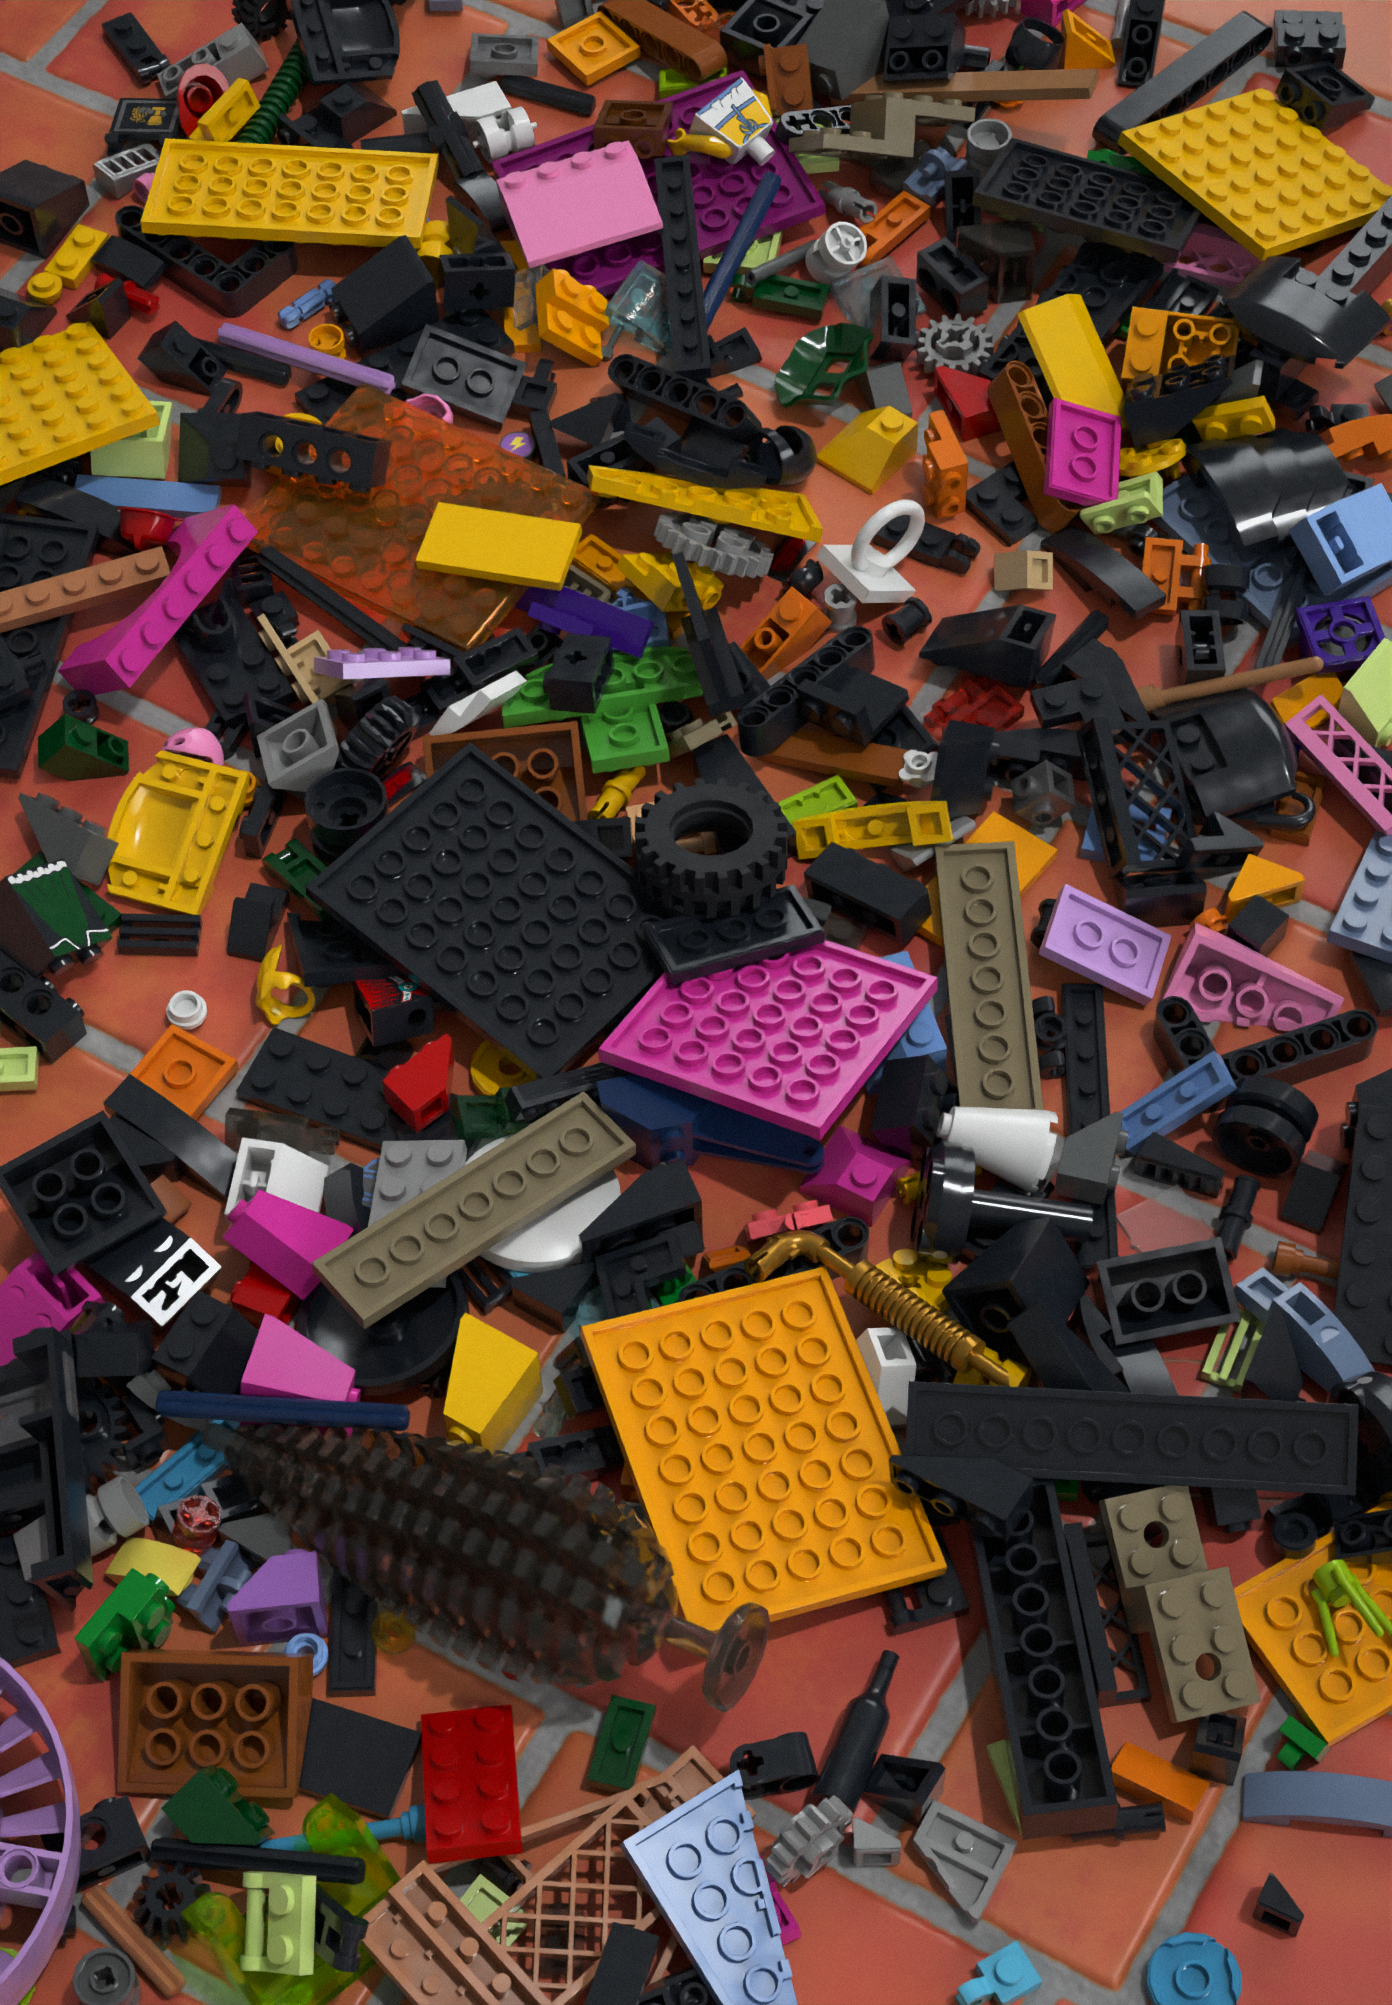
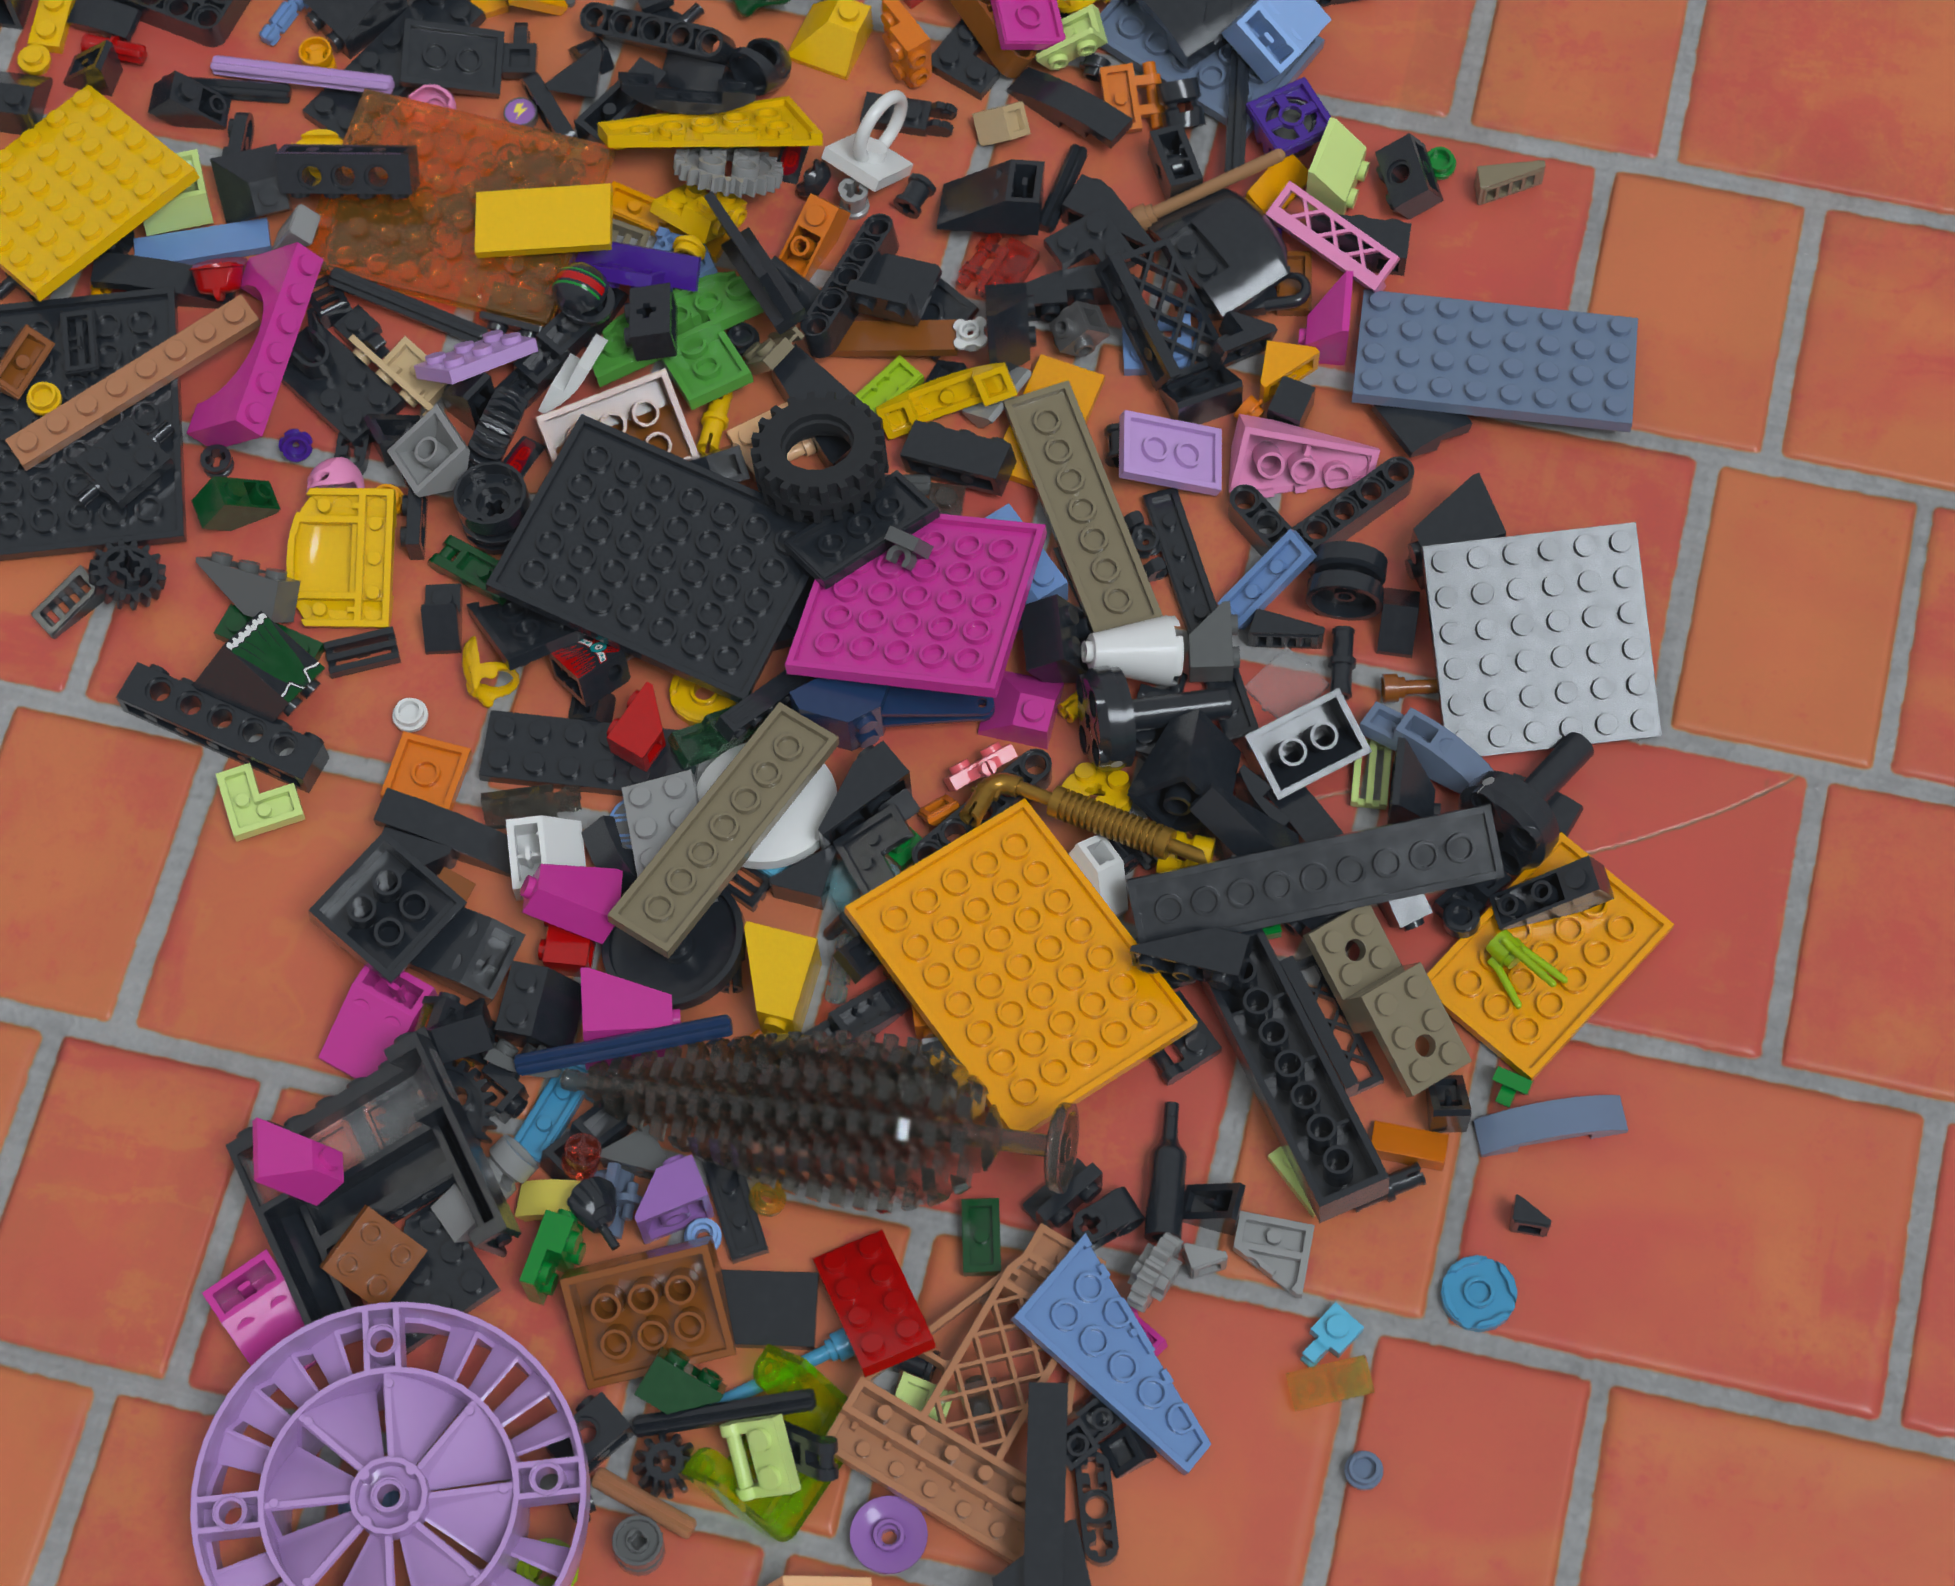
camera: 15 degrees left, 10 degrees up
(165, 720) = (298, 453): none -> dark purple plate
(190, 1581) = (595, 1206): none -> black piece
(248, 494) = (298, 228): none -> light grey slope
(514, 619) = (582, 289): none -> black helmet
(646, 608) = (689, 245): none -> yellow plate
(720, 1732) = (1057, 1208): none -> black bracket
(776, 959) = (908, 545): none -> dark grey tile
(1326, 853) = (1329, 323): none -> dark pink slope

